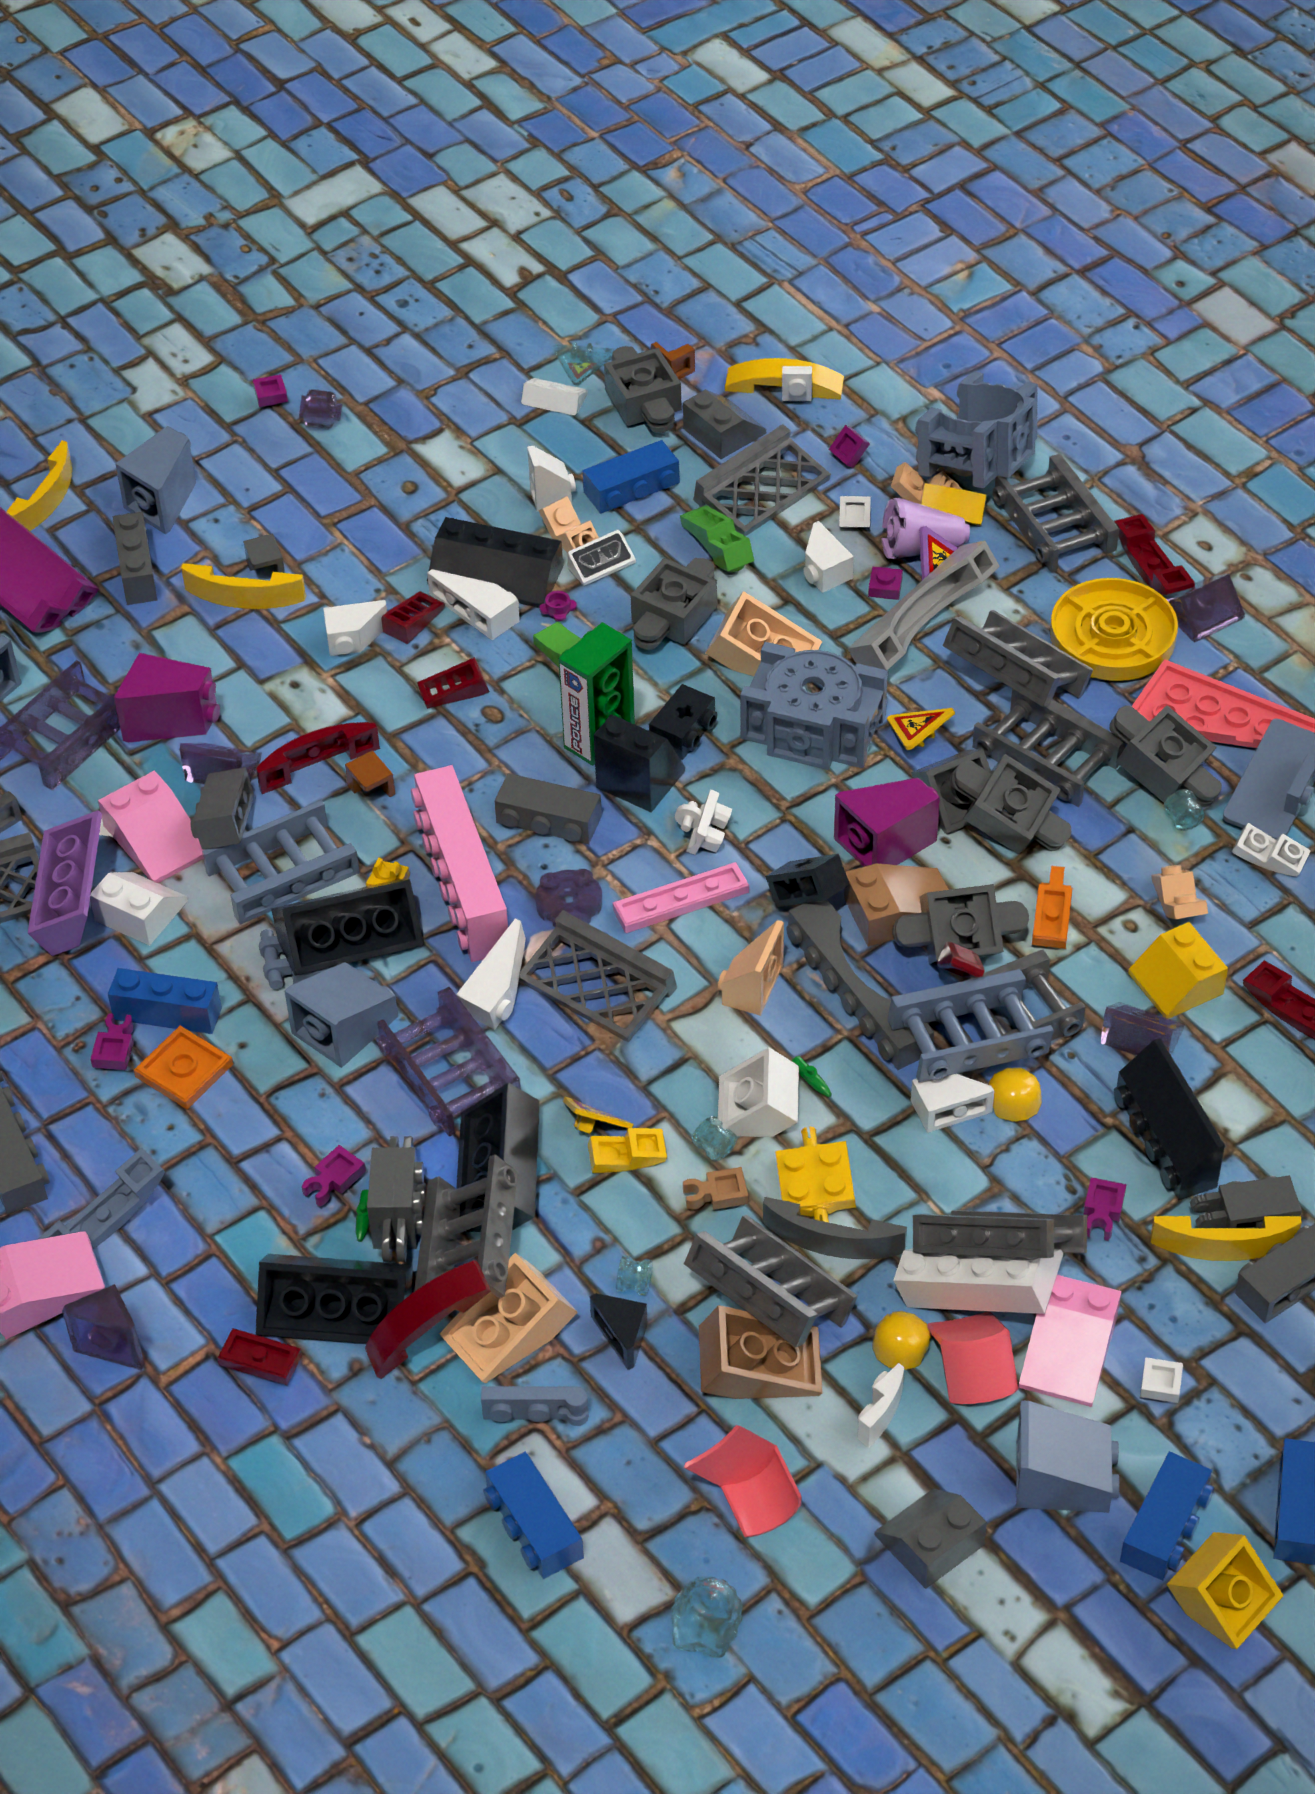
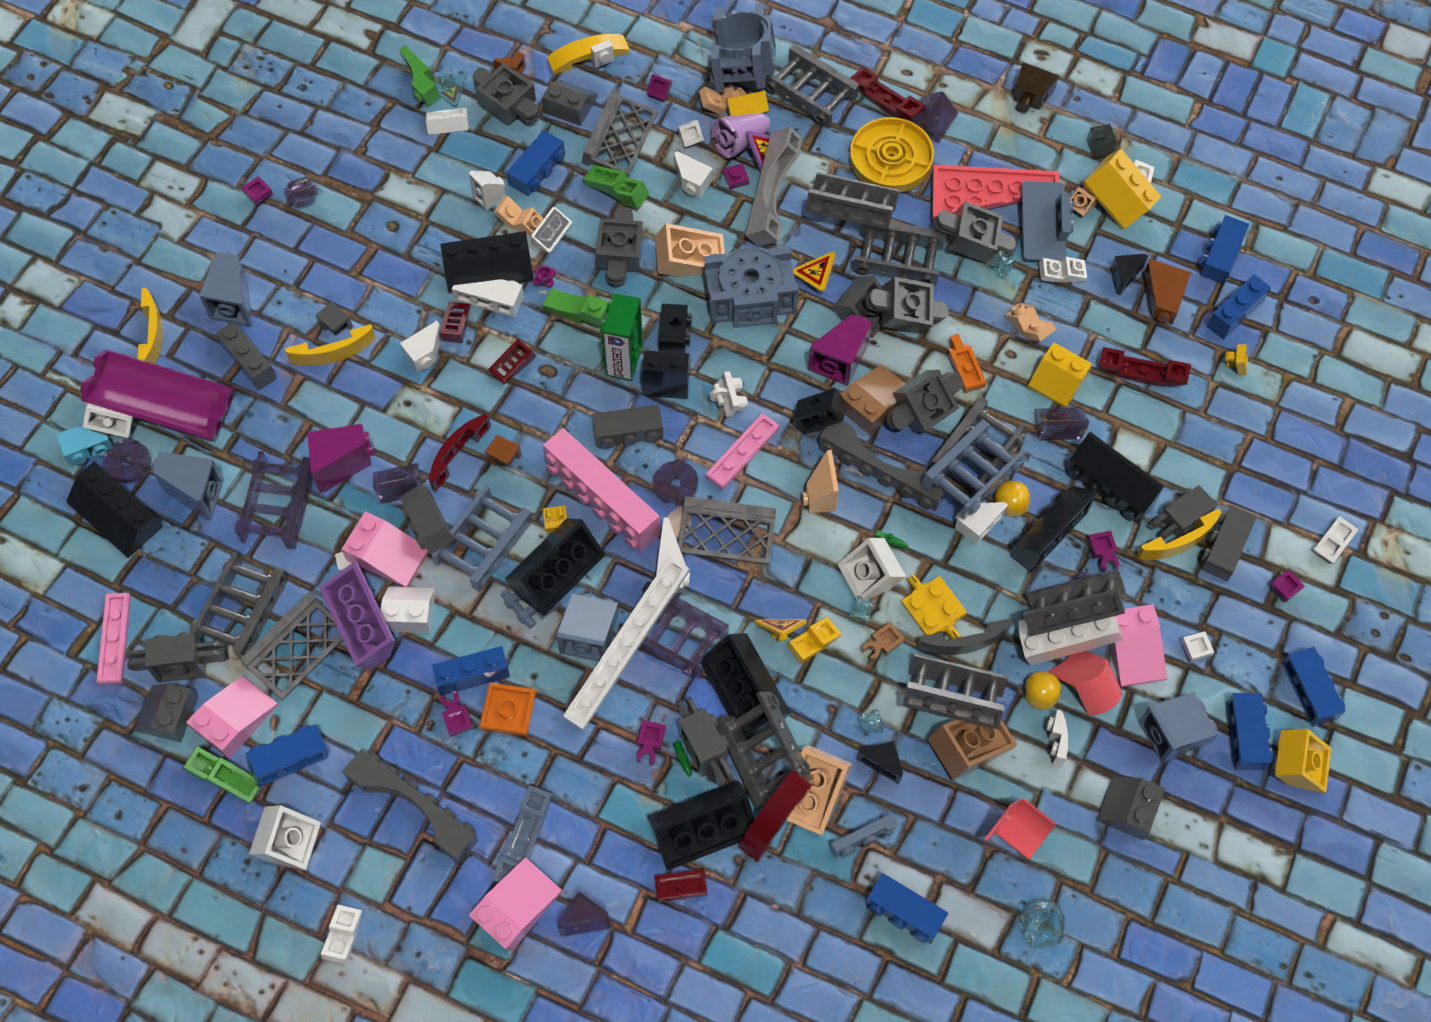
camera: 30 degrees left, 15 degrees up
(373, 1041) = (626, 643): none -> white plate
(548, 337) = (422, 83): none -> bright green slope
(960, 961) = (945, 428): dark red slope -> none
(1044, 1149) = (1052, 527): none -> black slope

